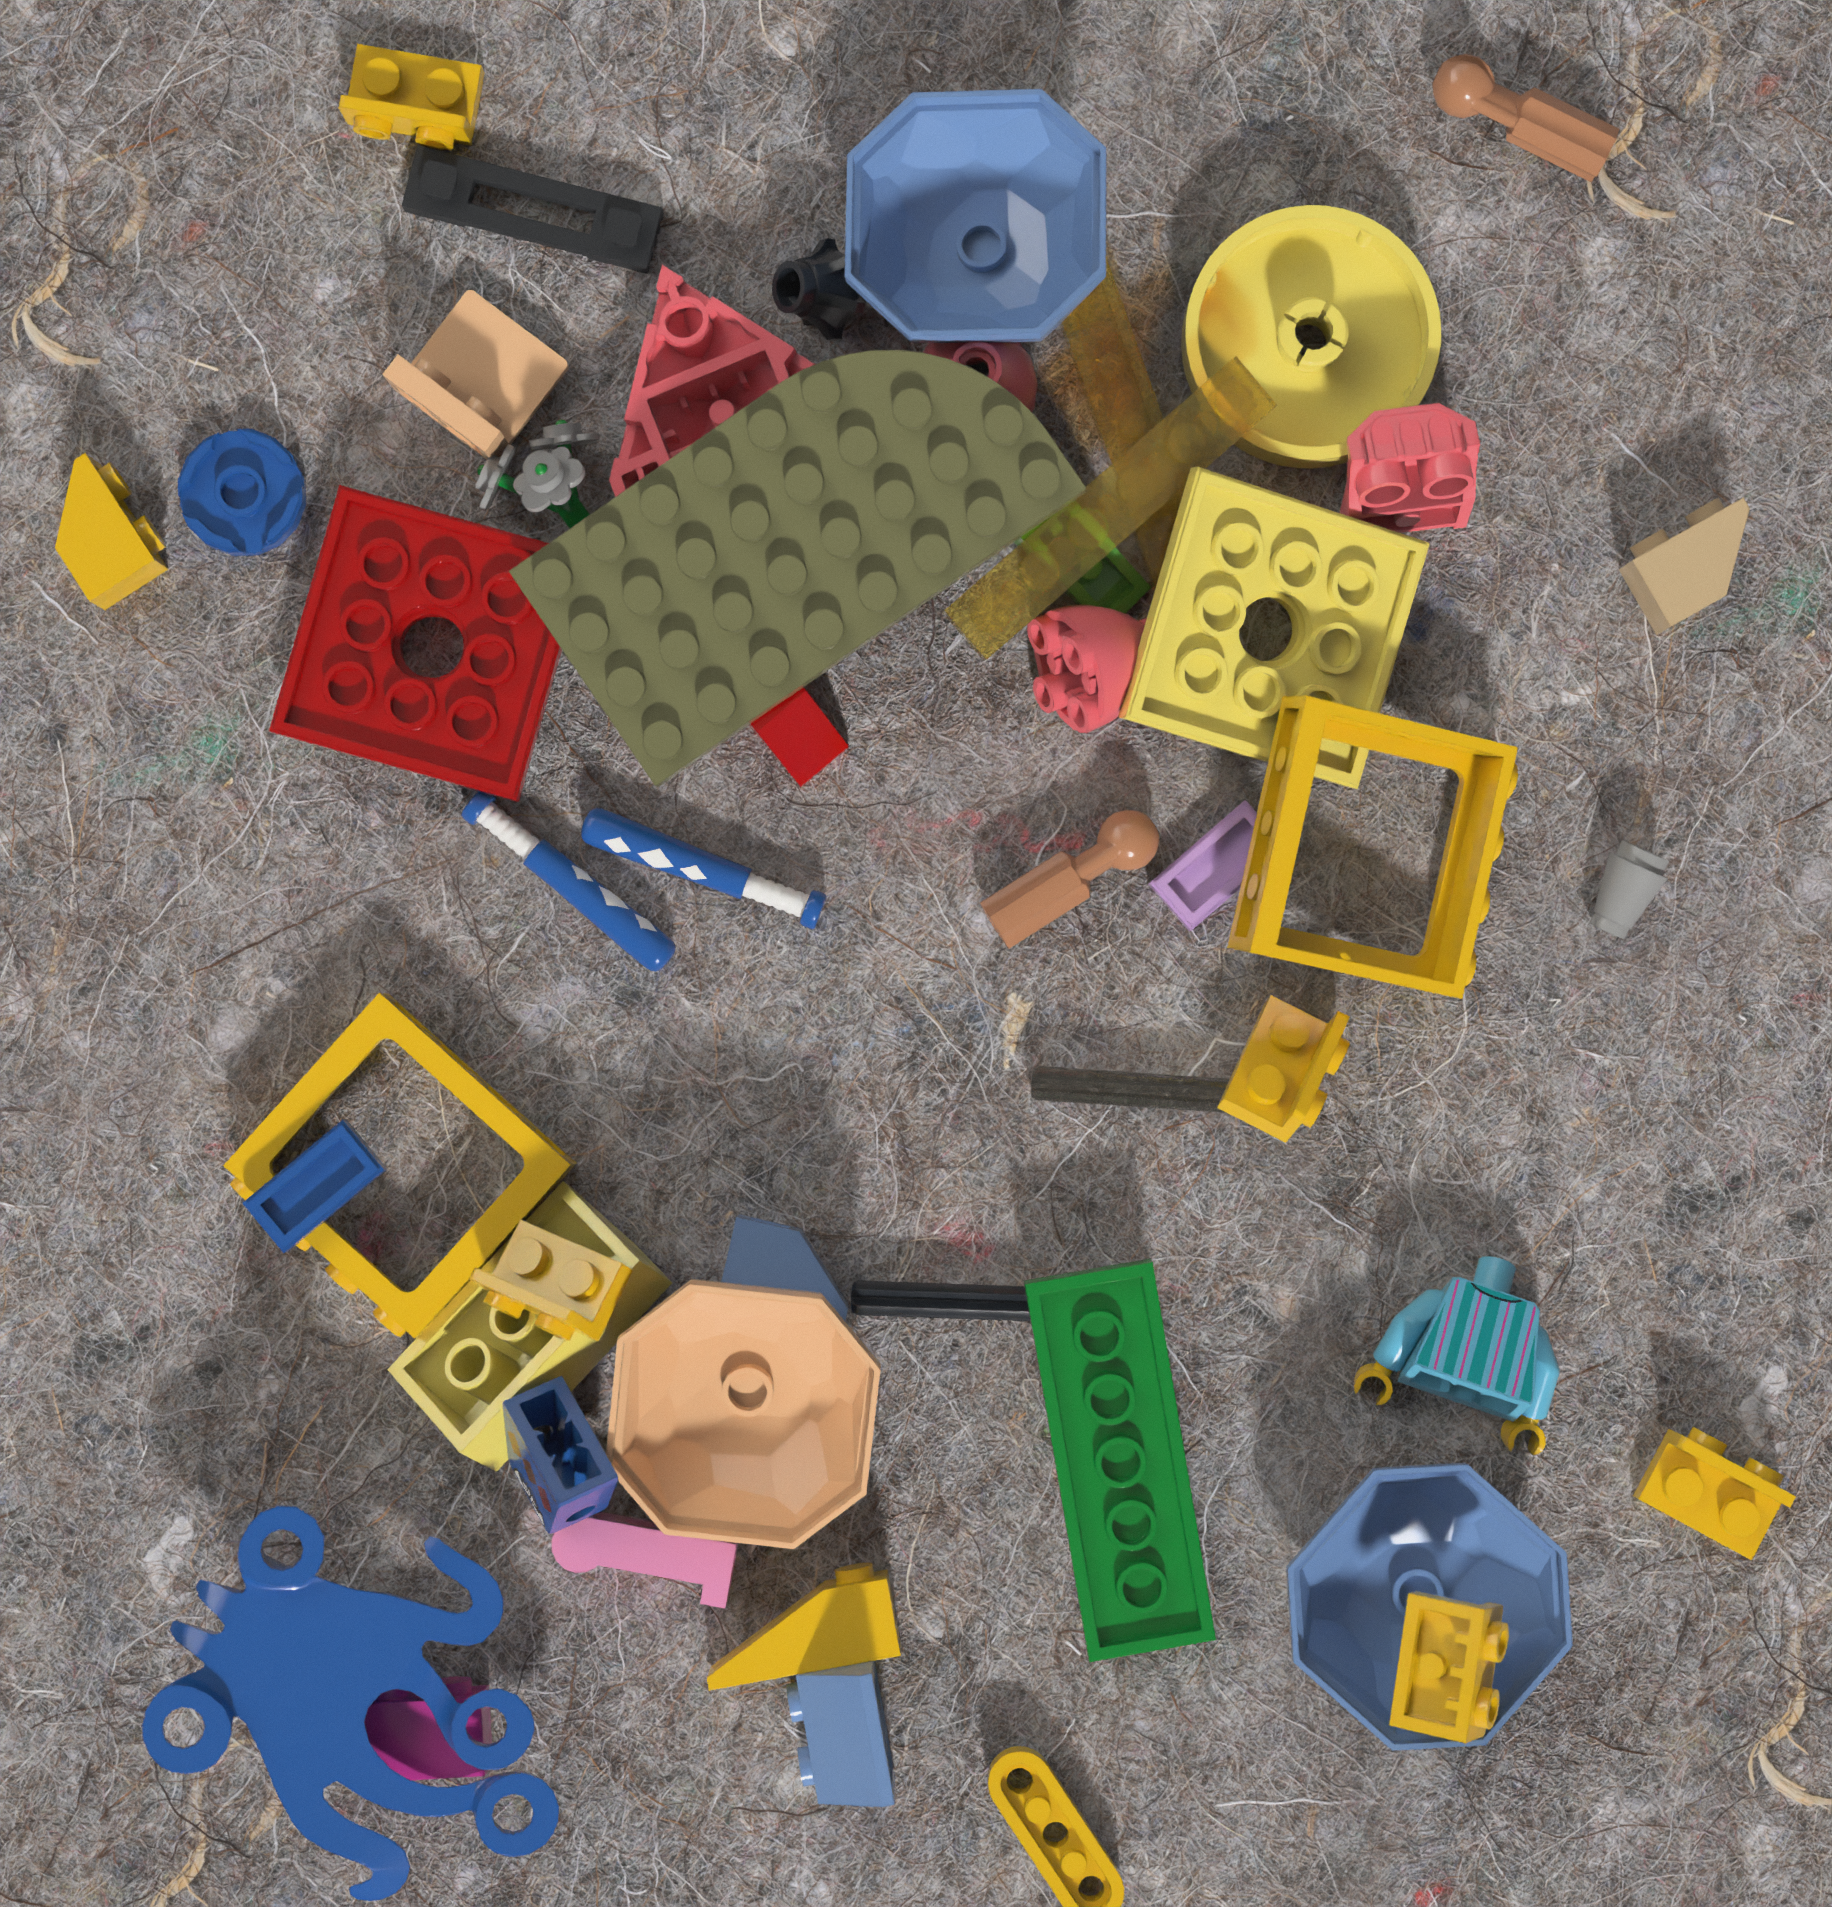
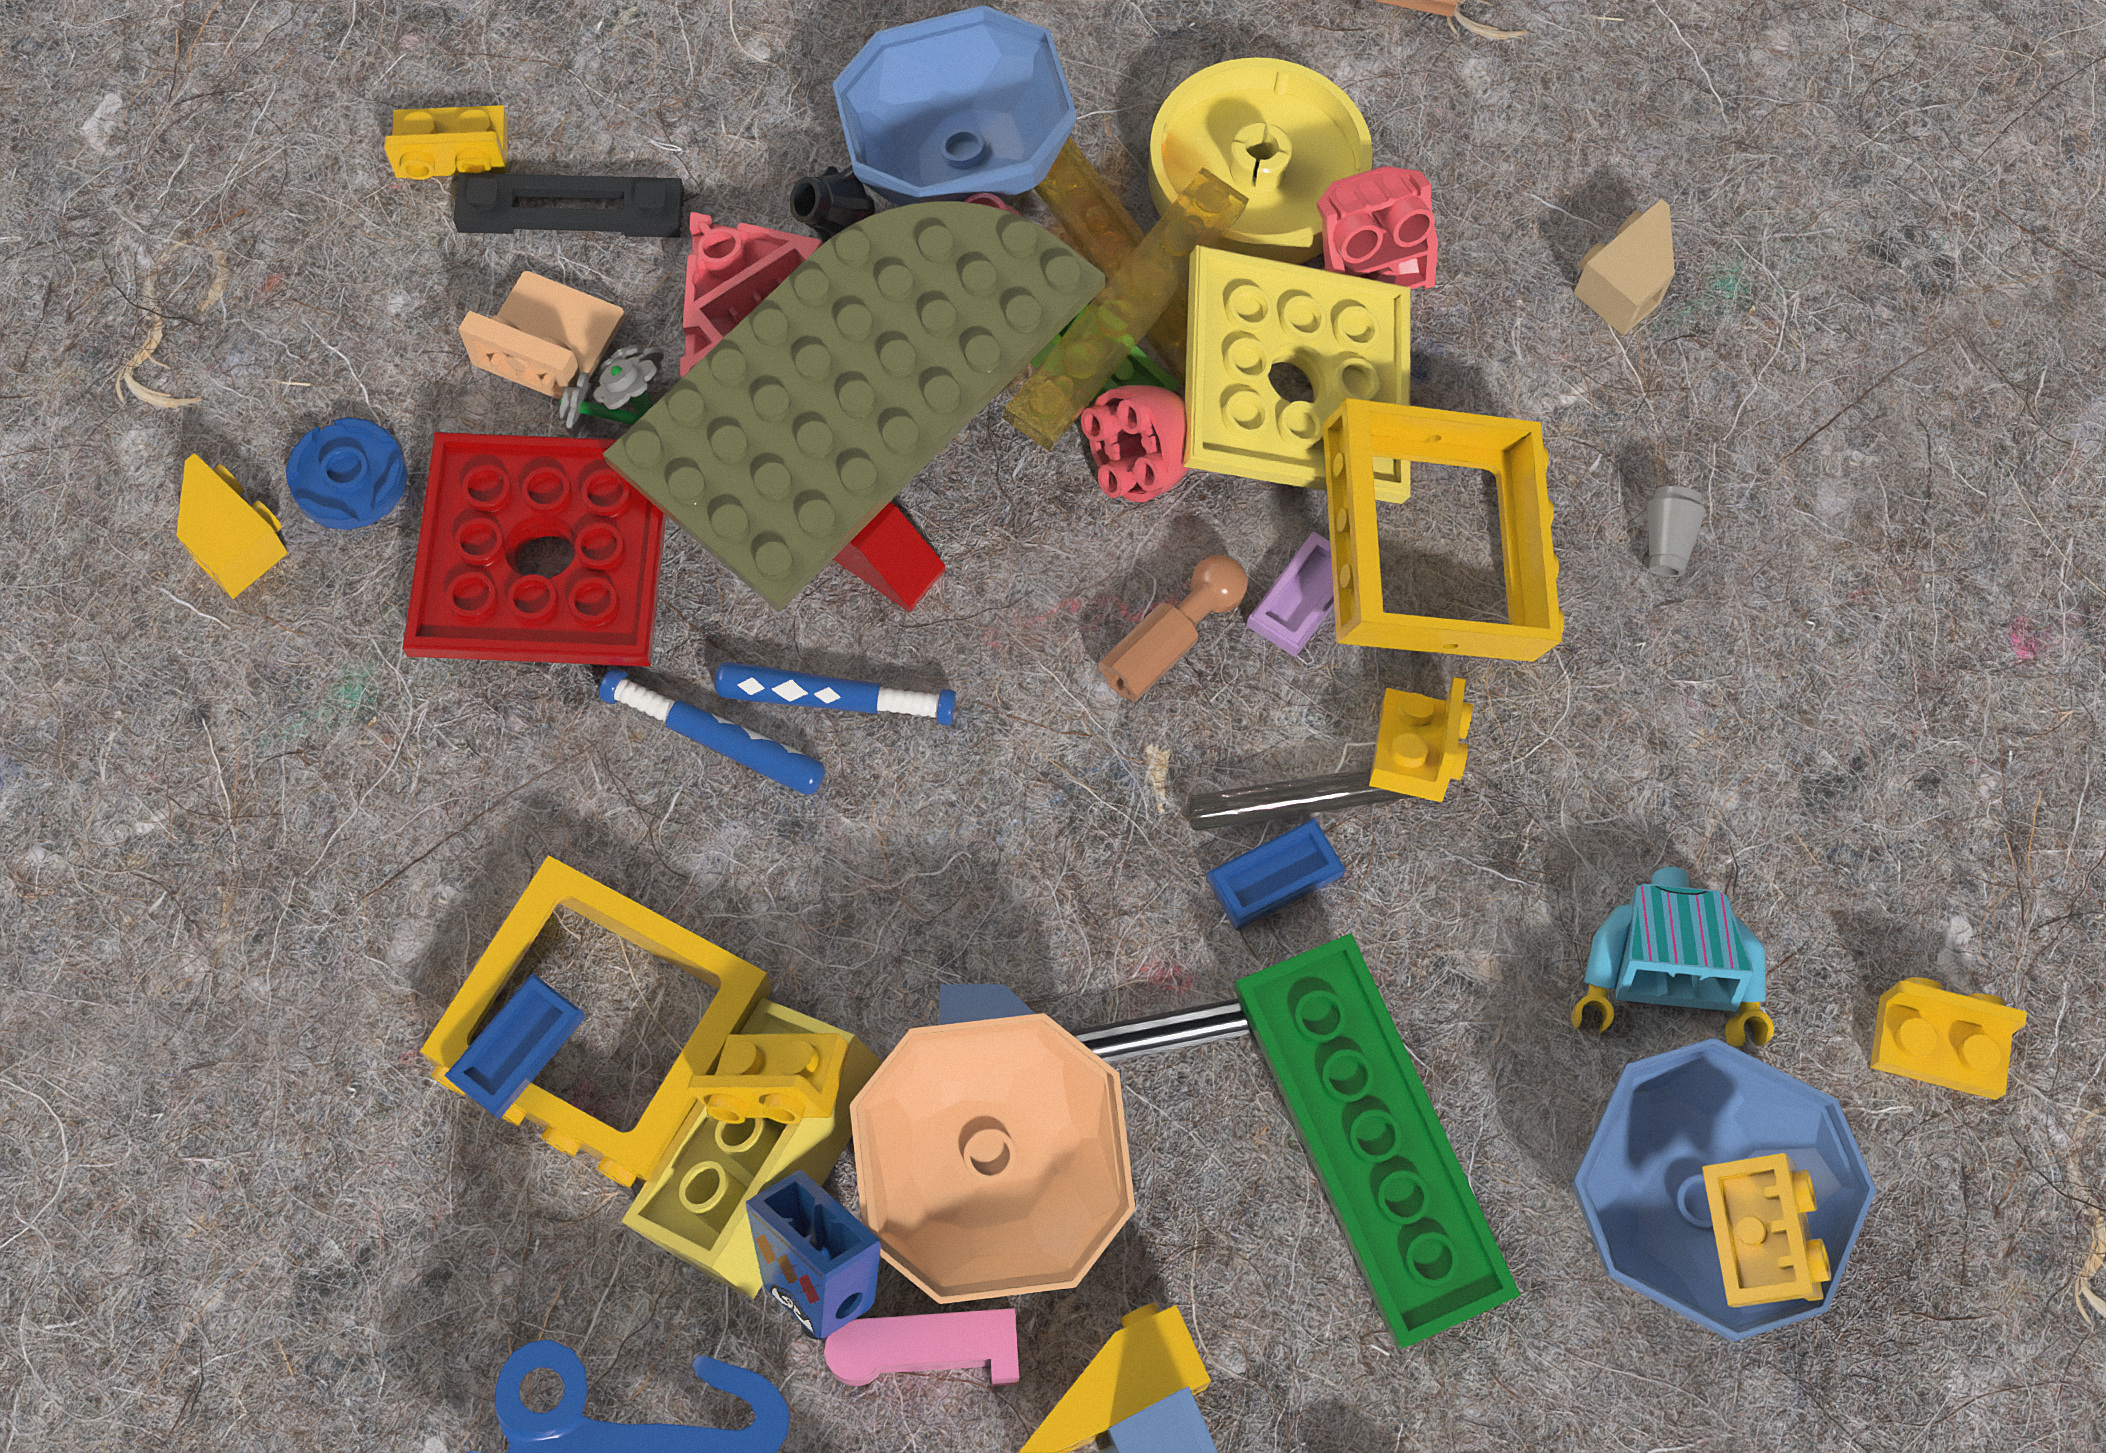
camera: 15 degrees left, 20 degrees down
(1102, 1164) = (1275, 874): none -> blue tile

